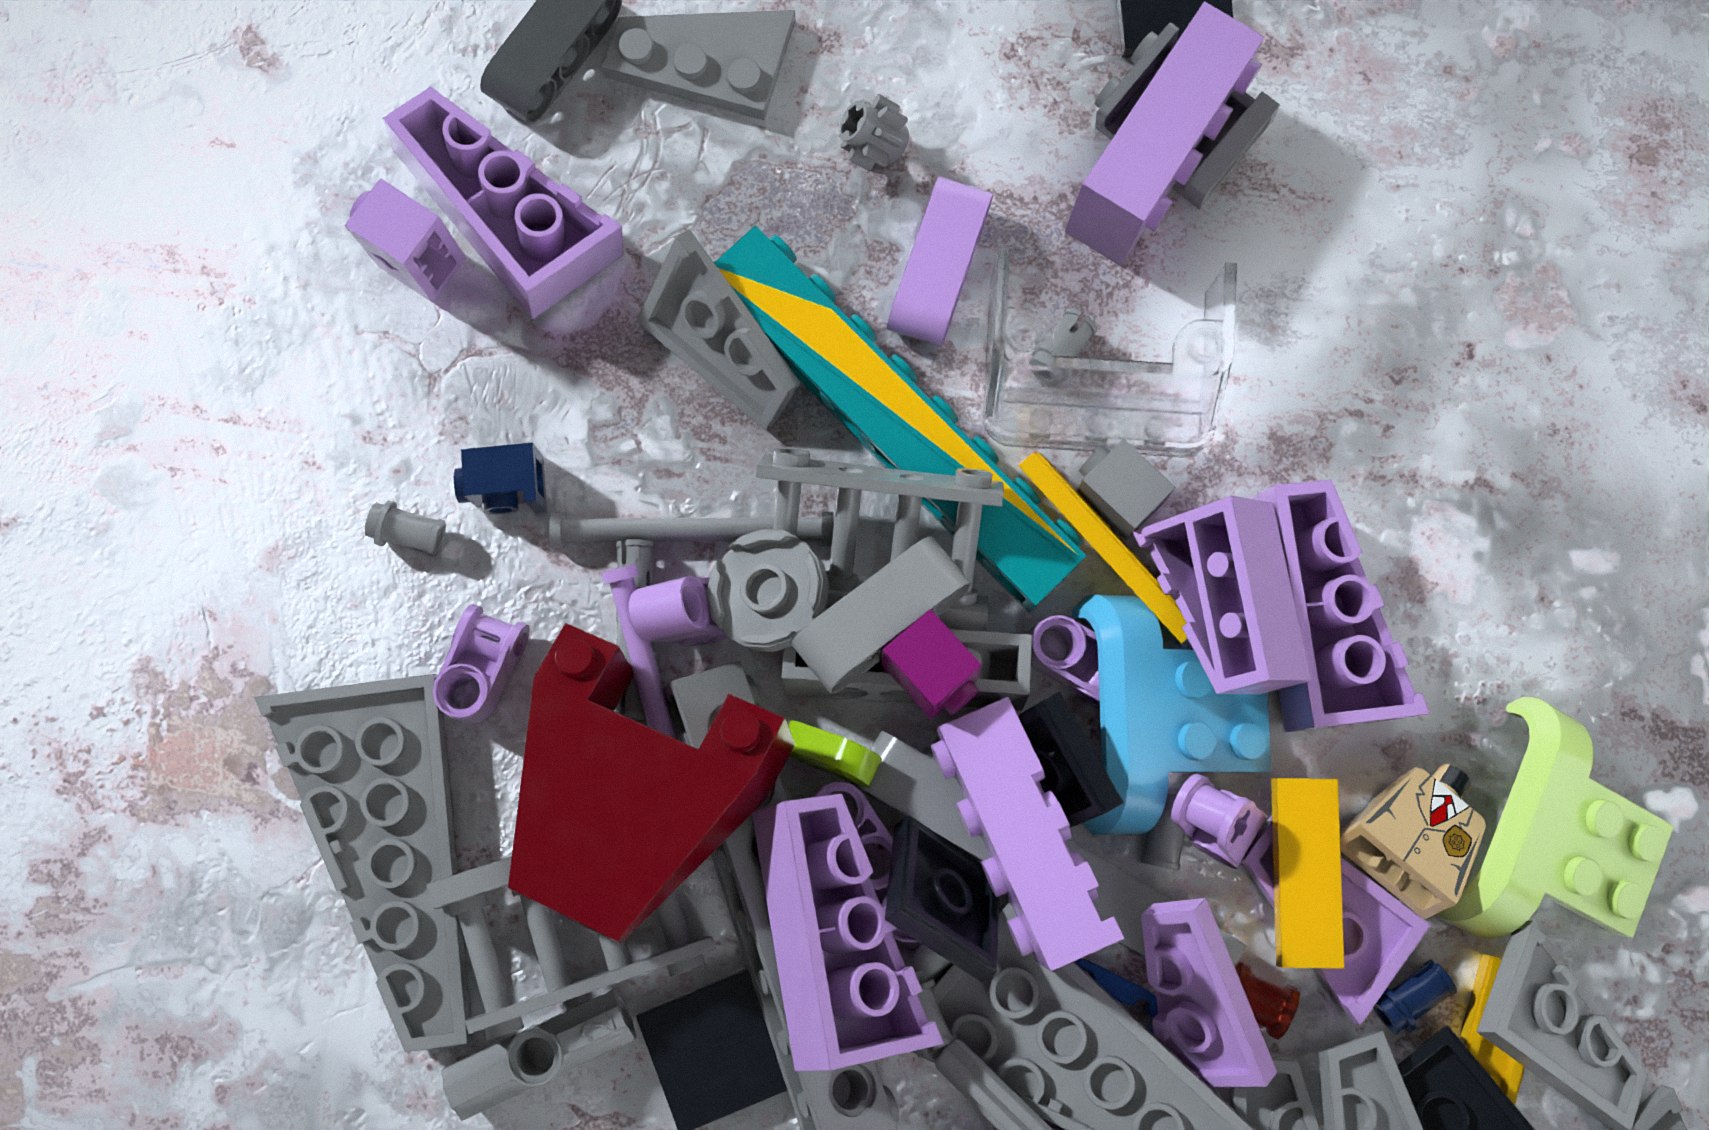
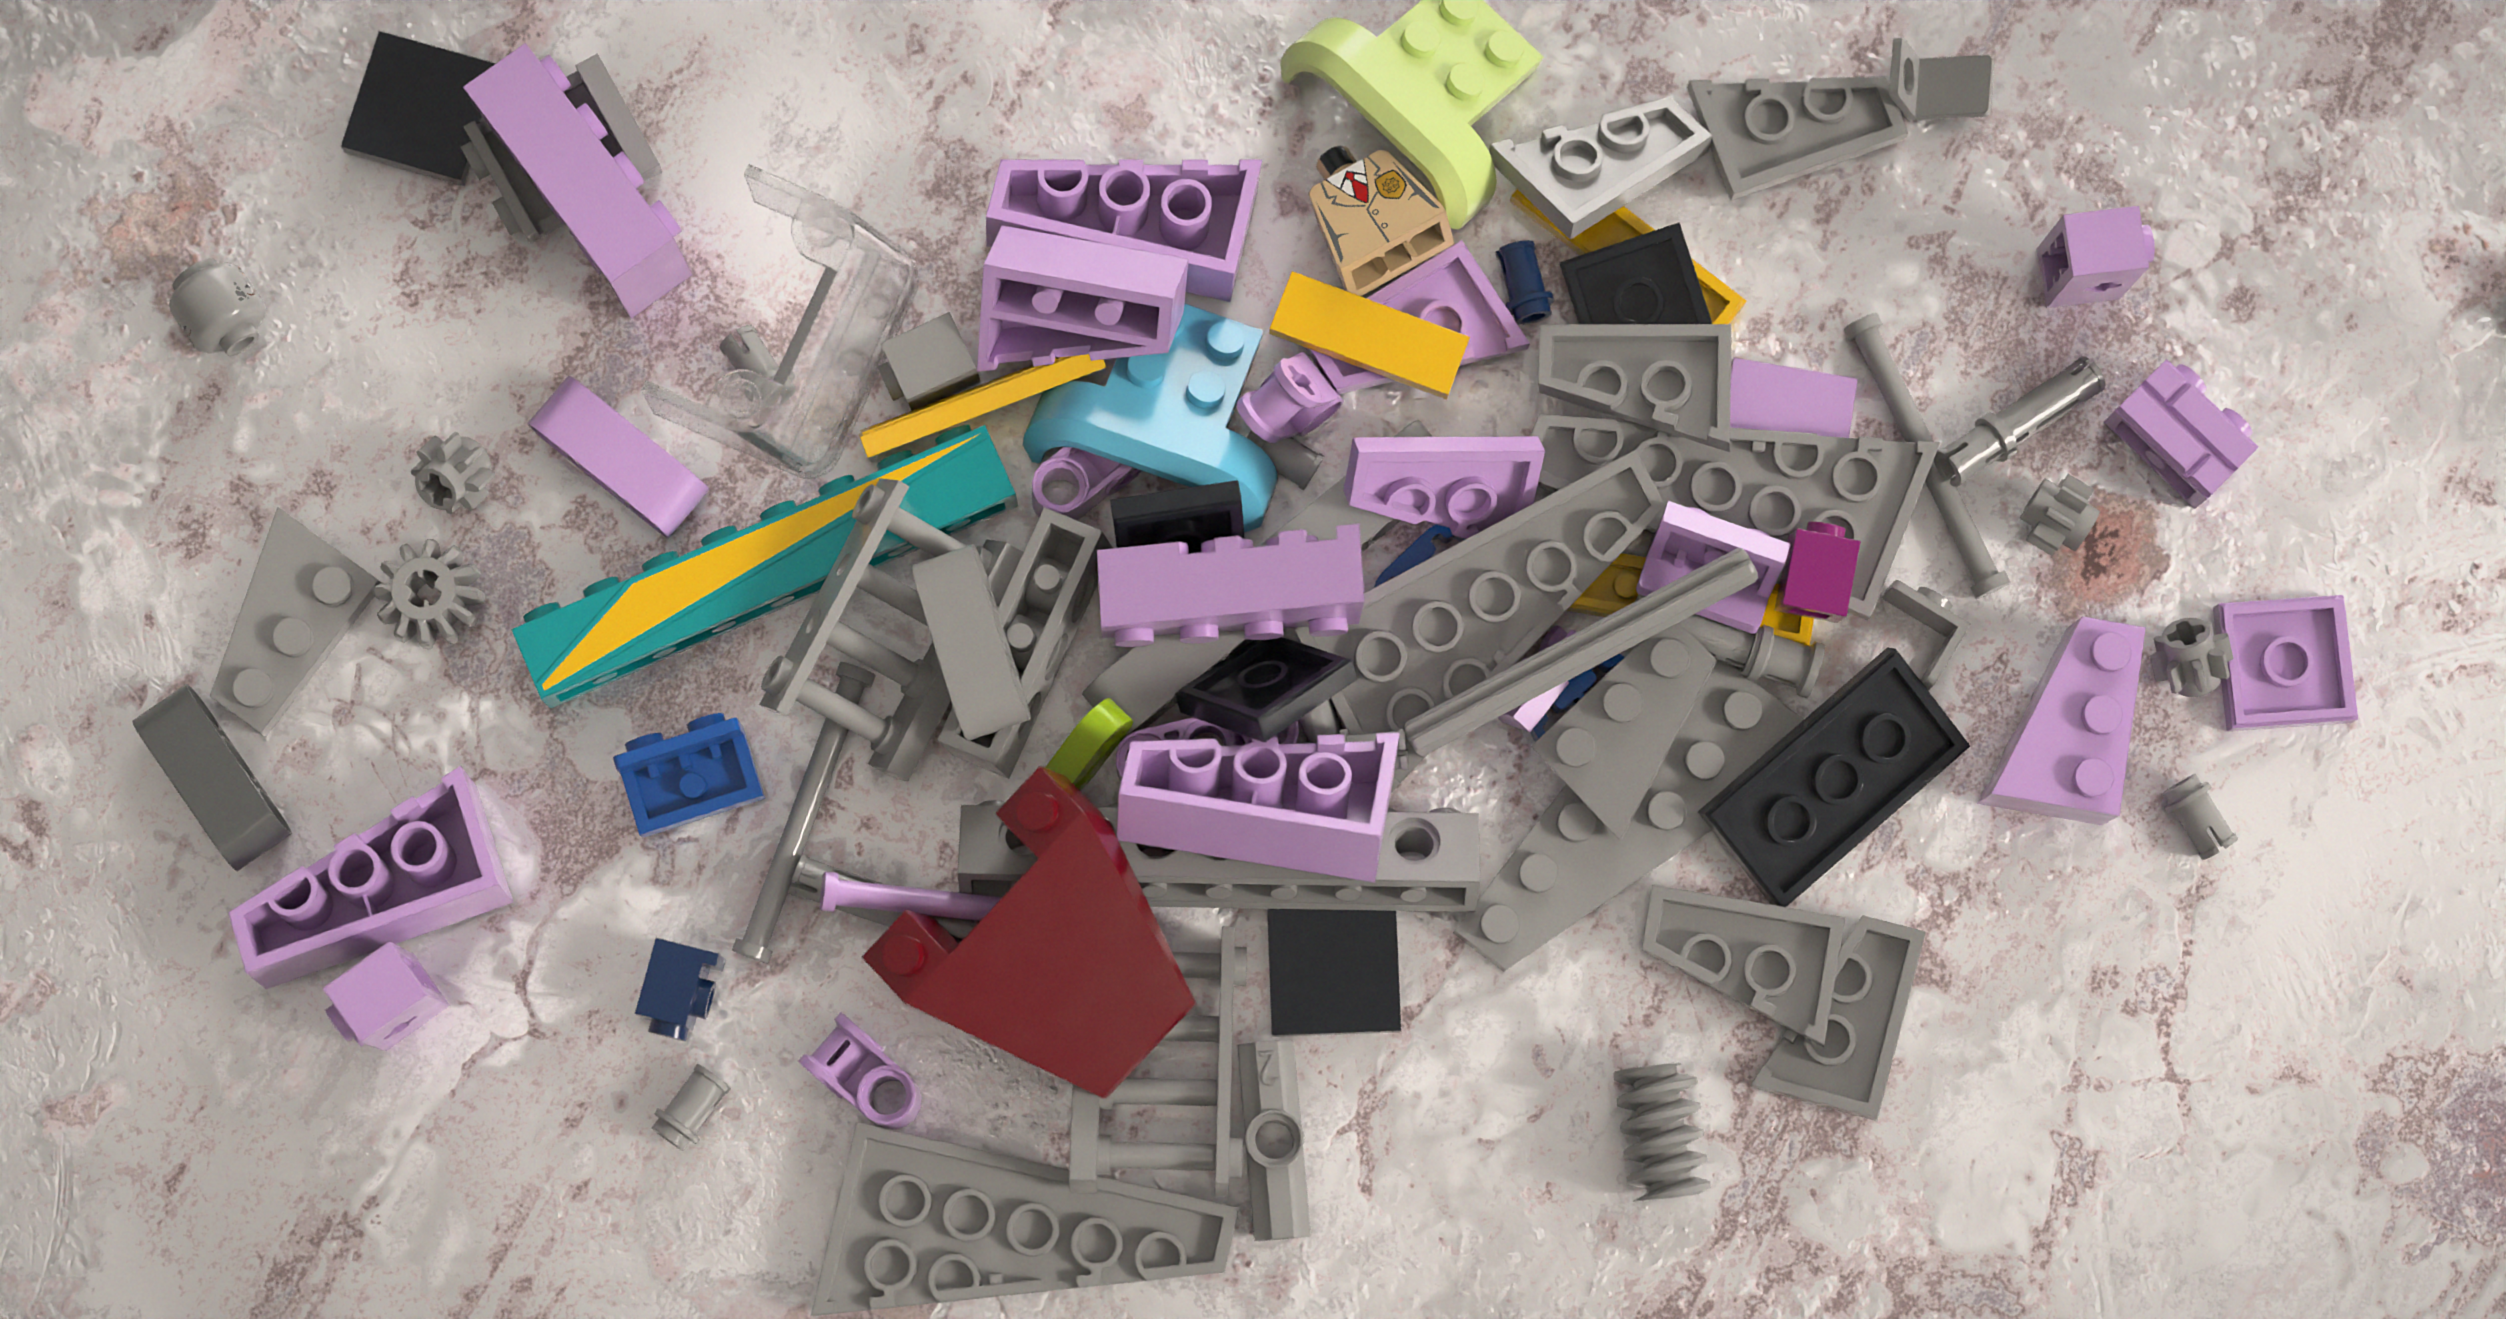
camera: 75 degrees left, 0 degrees up
(674, 613) = (888, 847): lavender piece -> none
(687, 420) = (688, 774): none -> blue bracket
(715, 334) = (588, 717): light grey wing -> none
(746, 144) = (407, 607): none -> light grey gear
(767, 589) = (902, 748): light grey tile -> none
(932, 666) = (1041, 611): magenta brick -> none
(1270, 1004) = (1480, 418): clear red bush -> none

